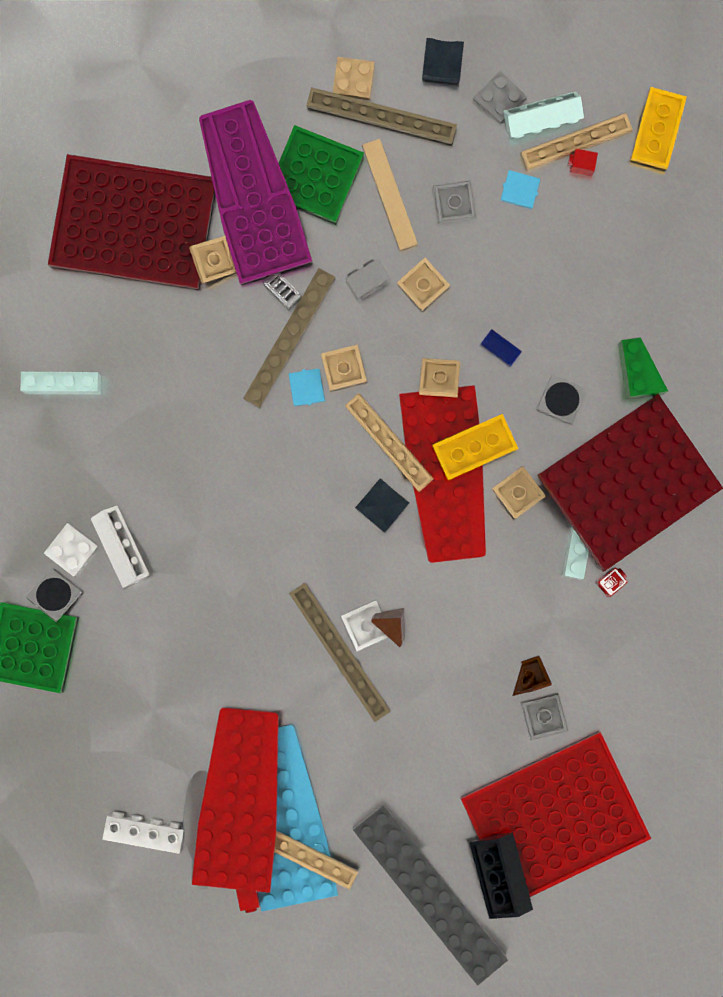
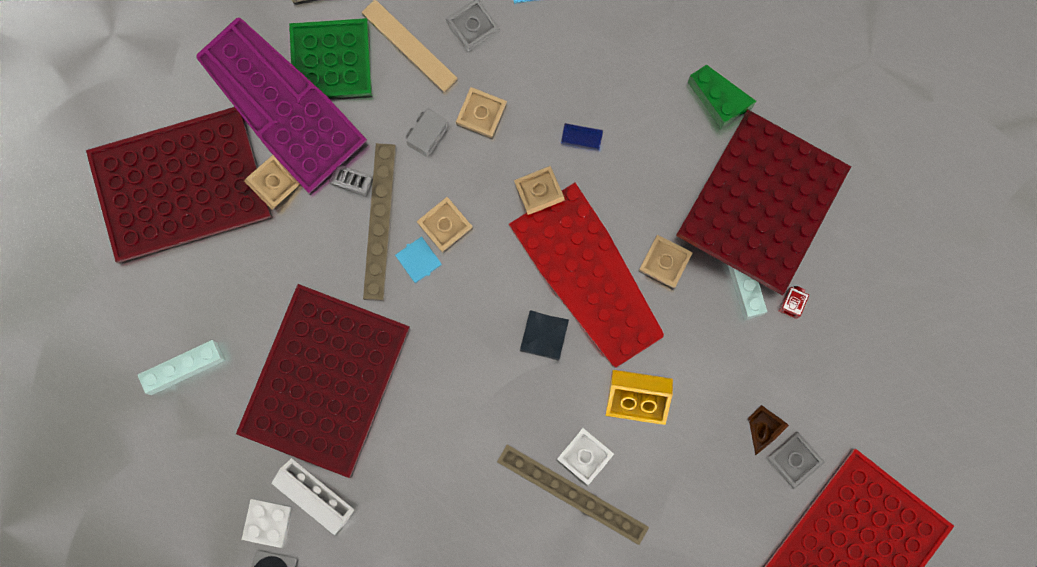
camera: 25 degrees left, 5 degrees down
(175, 452) = (323, 380): none -> dark red plate
(389, 442) = (521, 273): tan tile -> none
(391, 624) = (608, 443): reddish brown slope -> none
(437, 598) = (639, 397): none -> yellow slope
(475, 447) = (604, 238): yellow plate -> none
(561, 399) = (662, 157): black tile -> none

